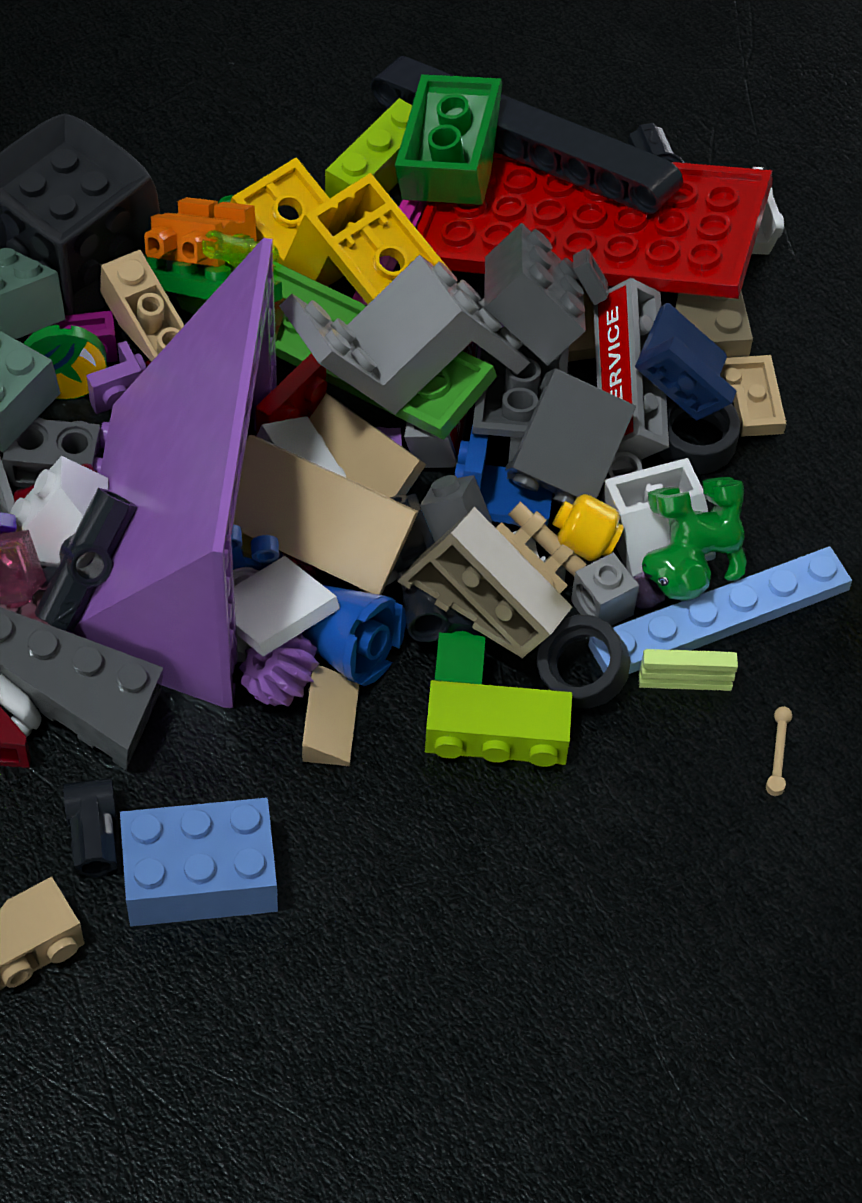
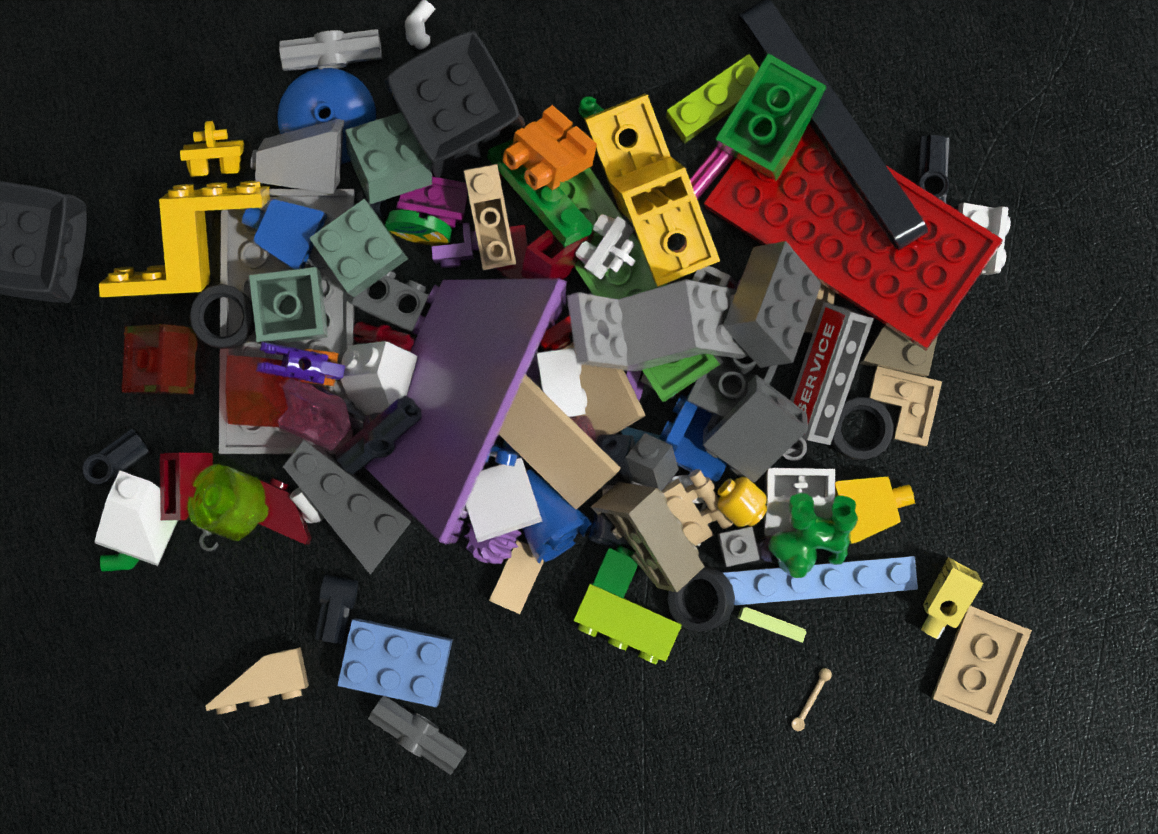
camera: 20 degrees right, 30 degrees up
(231, 248) = (572, 185): clear neon green pin -> none
(261, 948) = (417, 734): none -> dark grey piece
(310, 285) = (612, 249): none -> white hips
(590, 276) = (823, 296): dark grey tile -> none
(685, 364) = (864, 389): dark blue bracket -> none
(765, 503) = (875, 504): none -> yellow torso

